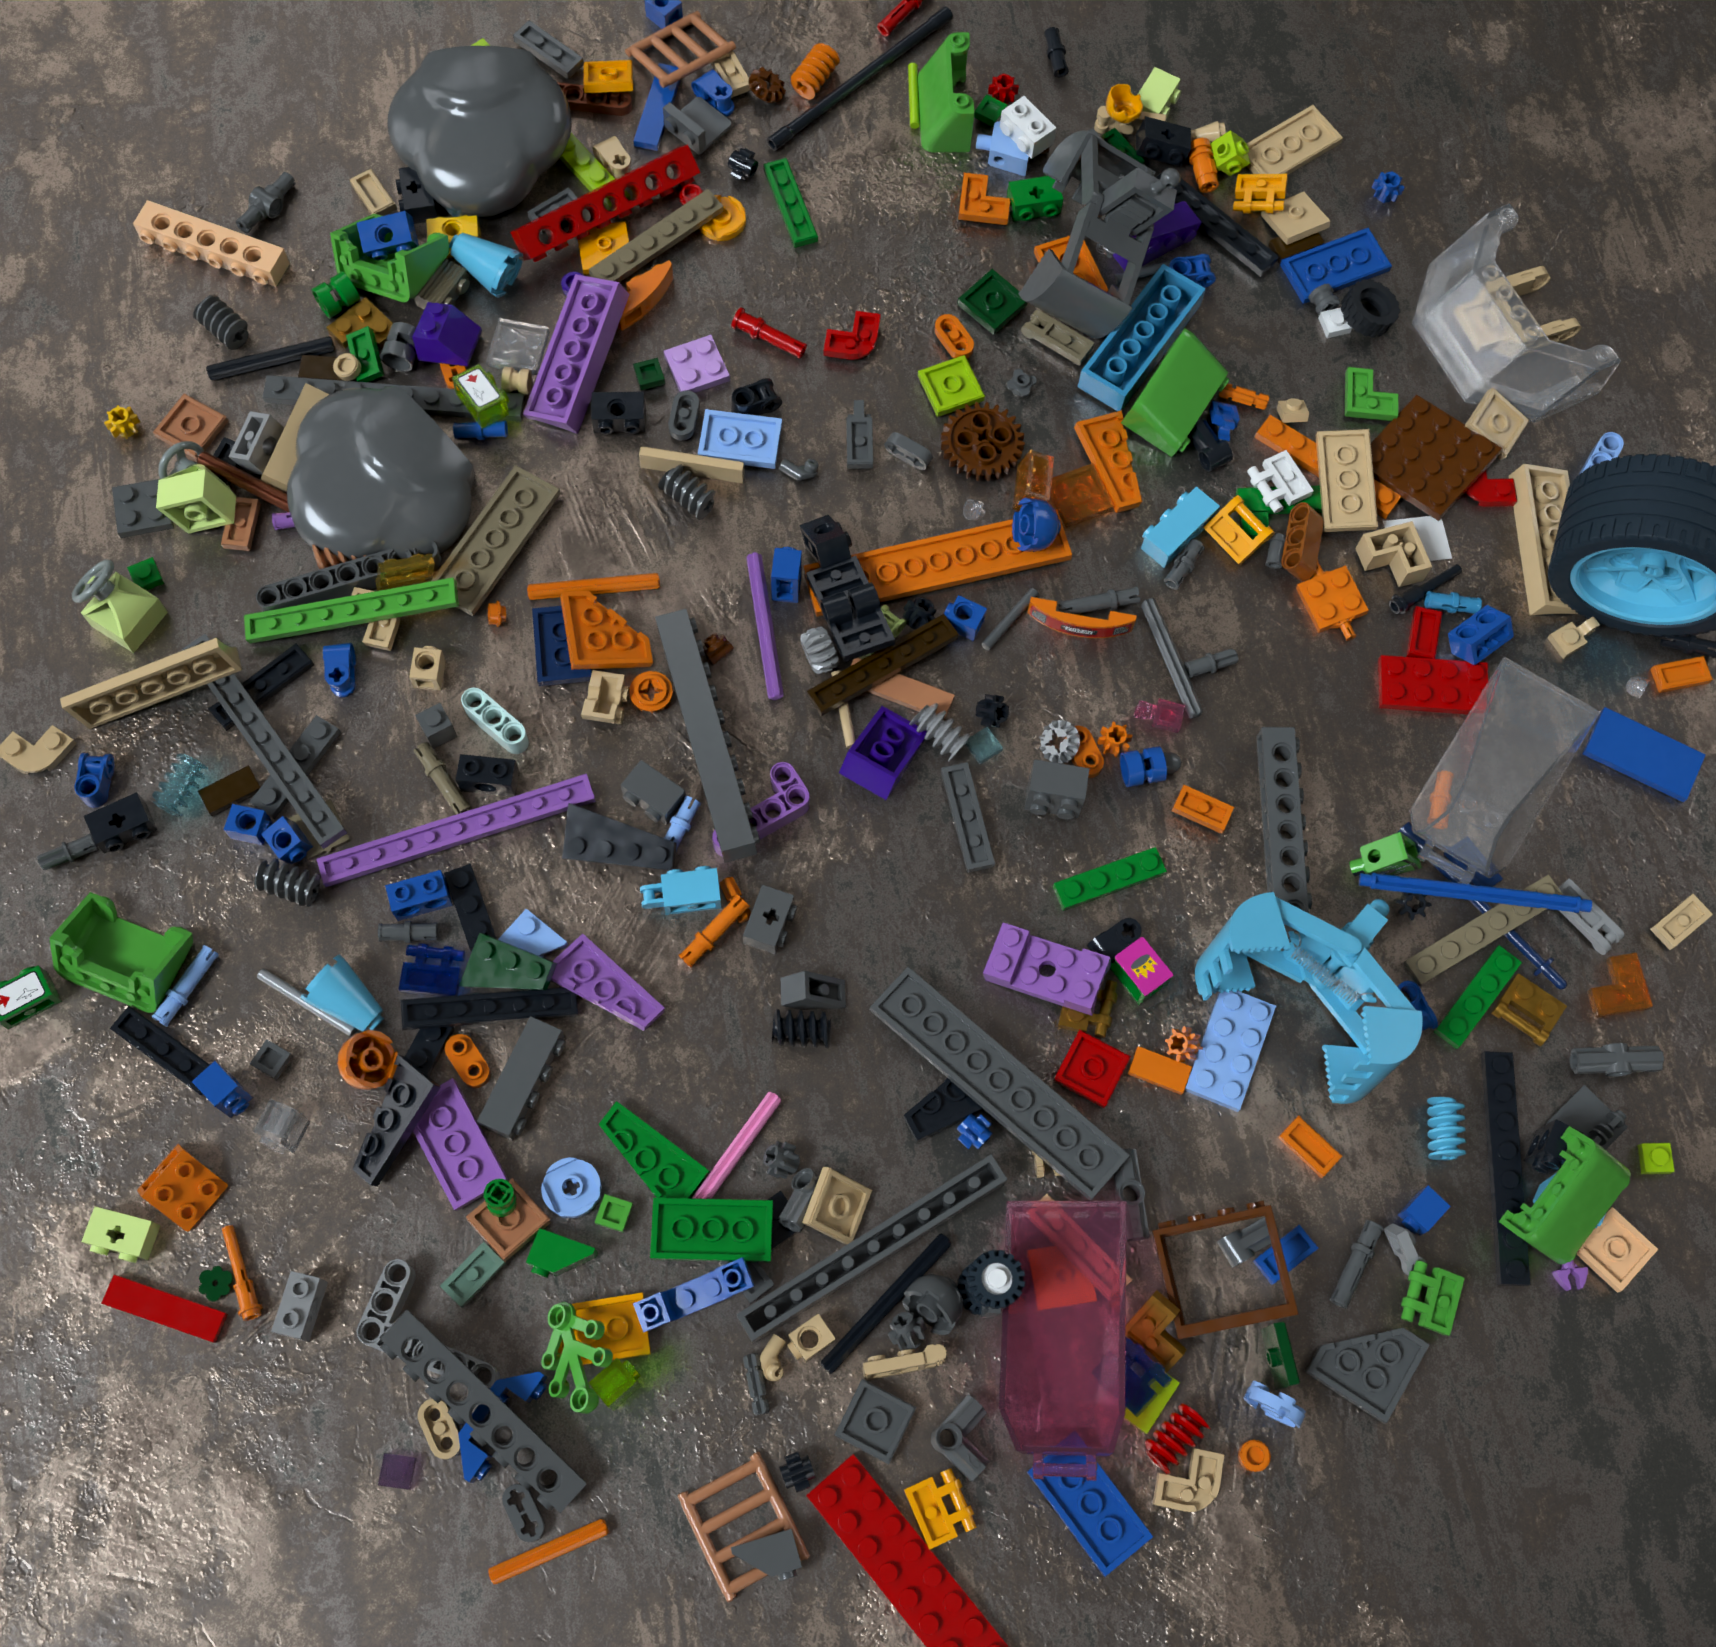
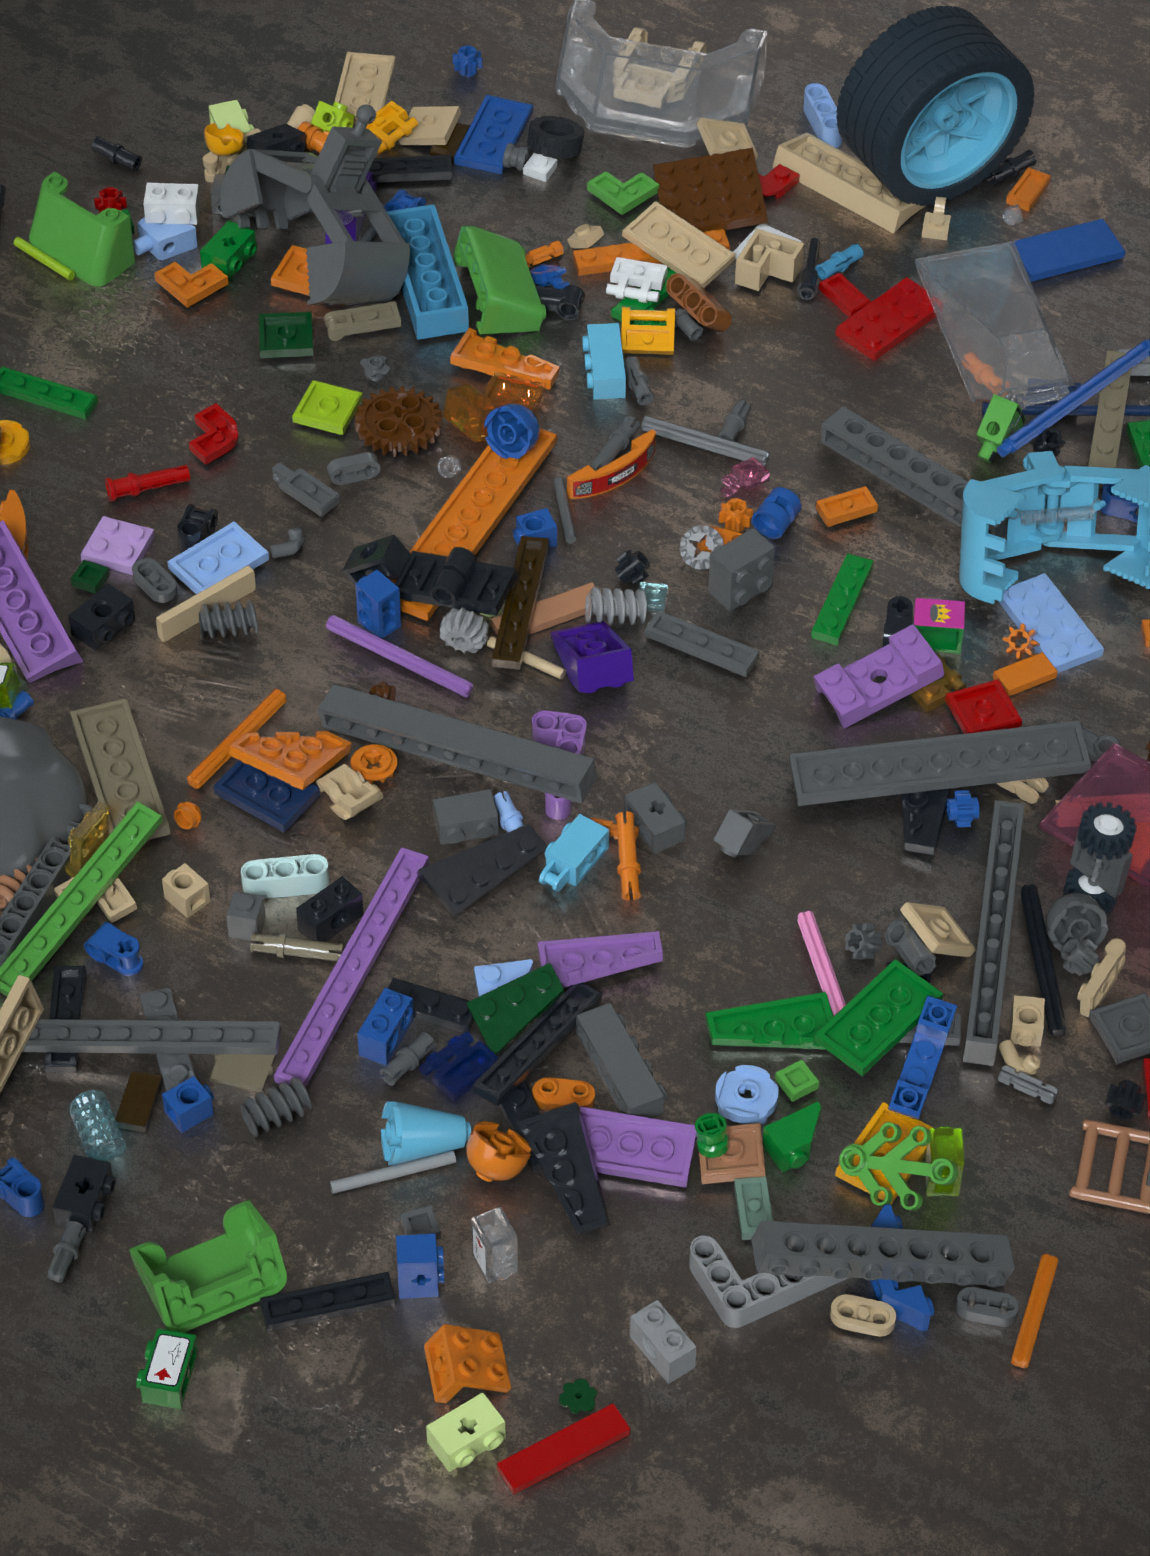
camera: 45 degrees left, 20 degrees down
(178, 995) = (290, 1253): light blue pin -> none
(244, 1287) = (603, 1376): orange pin -> none
(280, 833) = (228, 1073): blue brick -> none
(397, 1471) = (869, 1372): clear purple plate -> none
(801, 1028) = (767, 857): black piece -> none
(918, 612) = (501, 552): black gear -> none
(956, 338) = (287, 376): orange plate -> none
(1332, 600) = (762, 323): orange plate -> none
(1480, 634) = (883, 262): blue brick -> none

